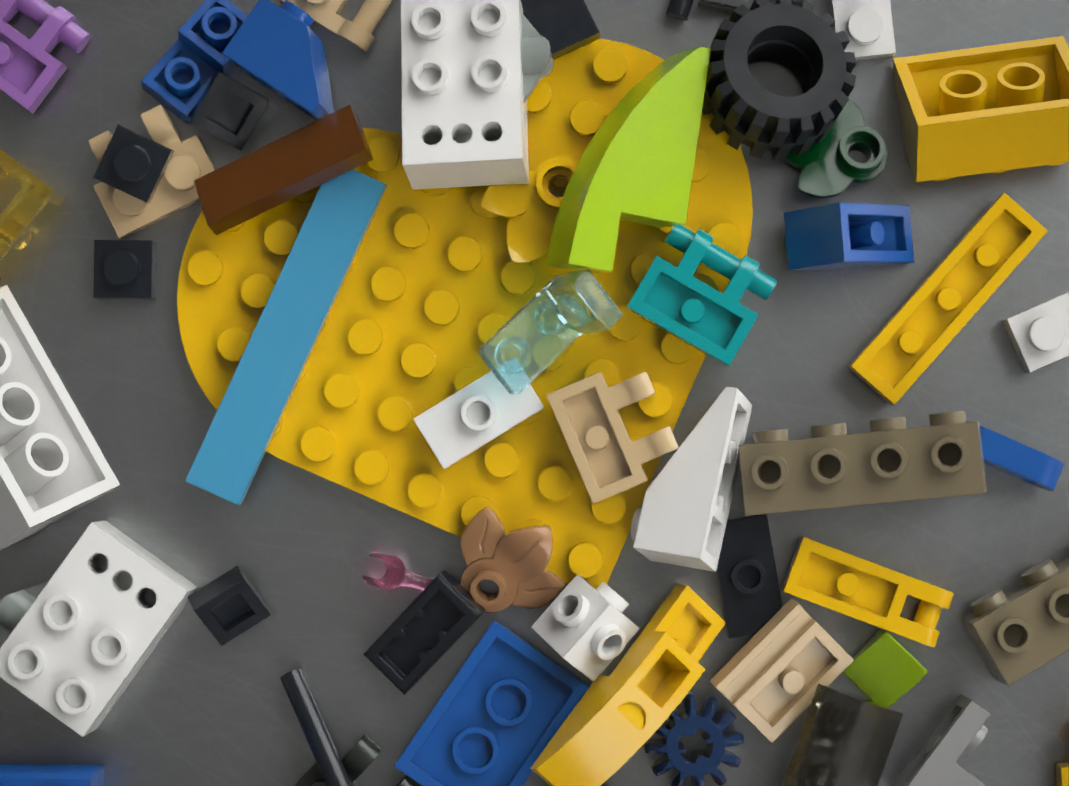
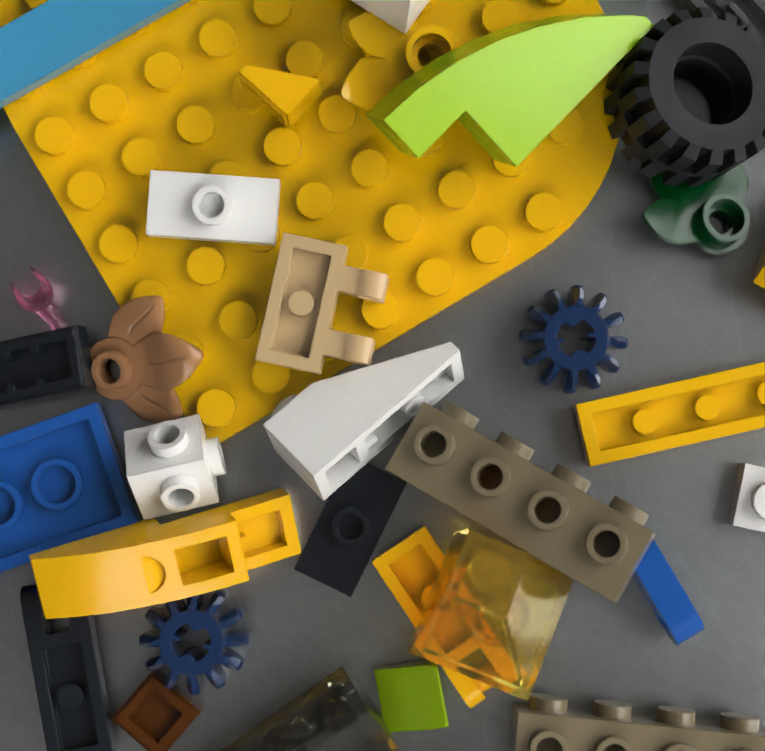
camera: 30 degrees right, 0 degrees up
(468, 294) = (280, 92): none -> yellow slope
(546, 326) = (325, 173): clear light blue bracket -> none
(693, 309) = (470, 250): teal plate -> none
(780, 670) = (317, 628): tan plate -> none
(825, 335) = (579, 360): none -> dark blue gear
(848, 236) = (656, 287): blue slope -> none
(899, 566) = (491, 613): none -> clear yellow slope

